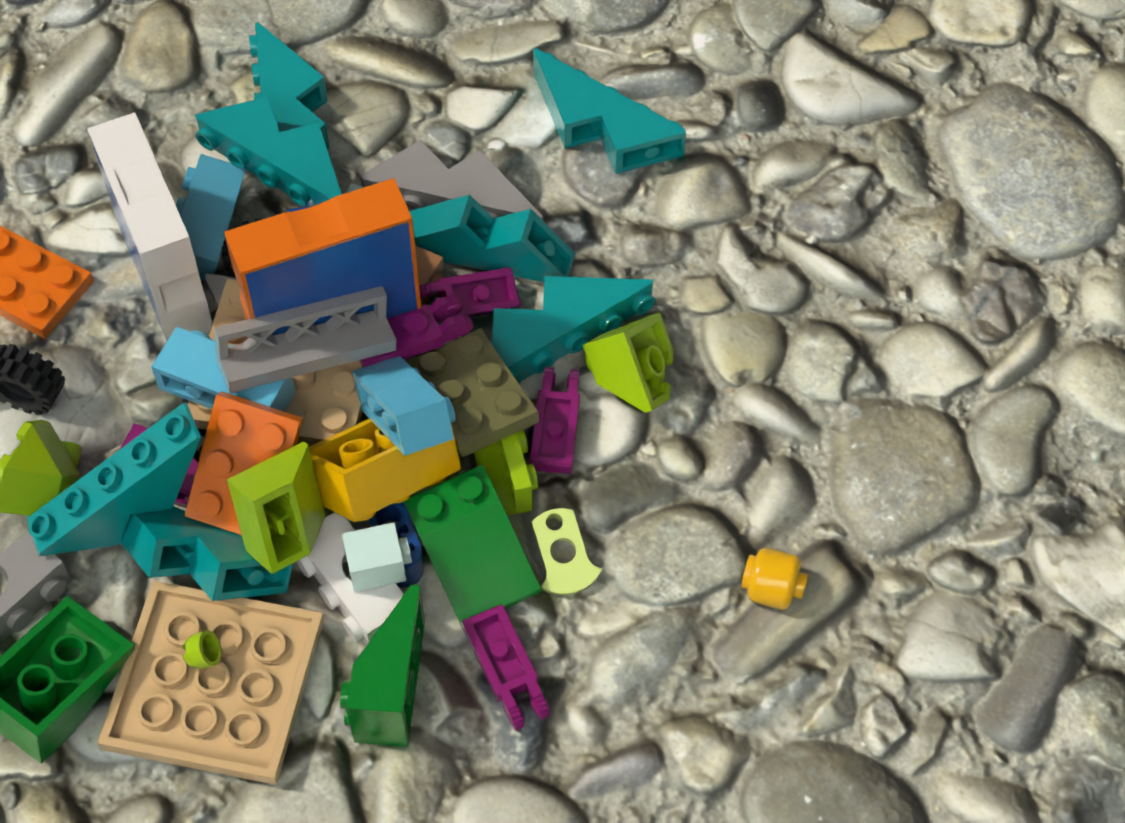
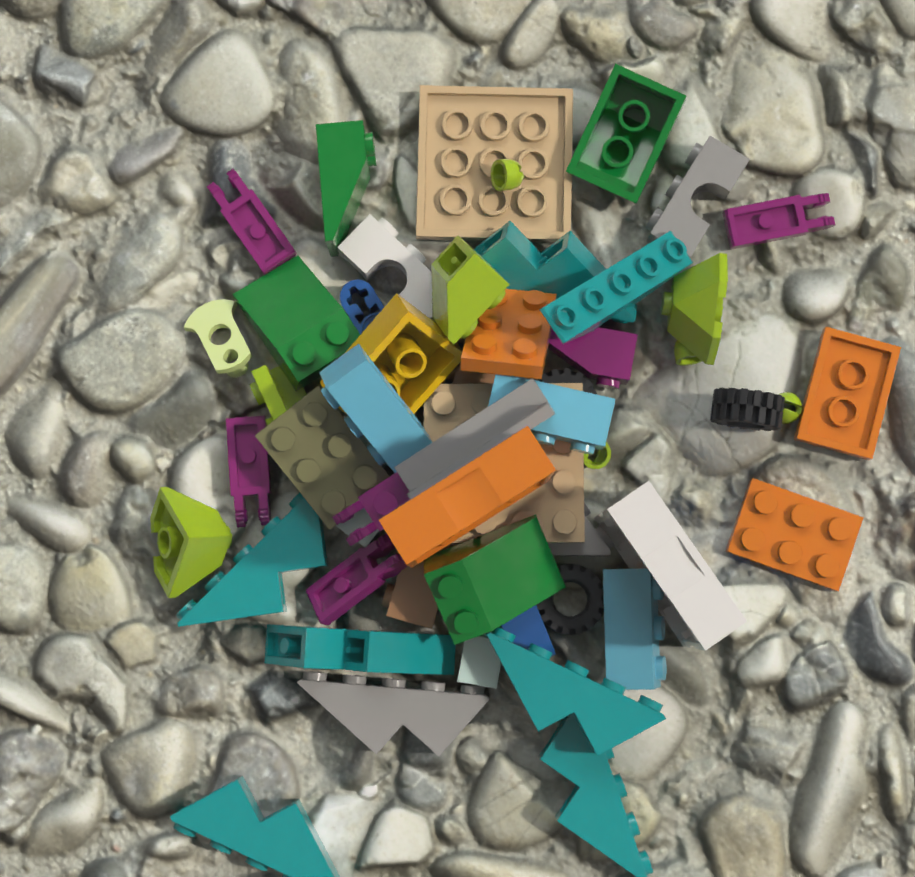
camera: 170 degrees right, 25 degrees up
(376, 556) = (373, 273): light aqua brick -> none
(774, 578) = (31, 342): yellow head -> none

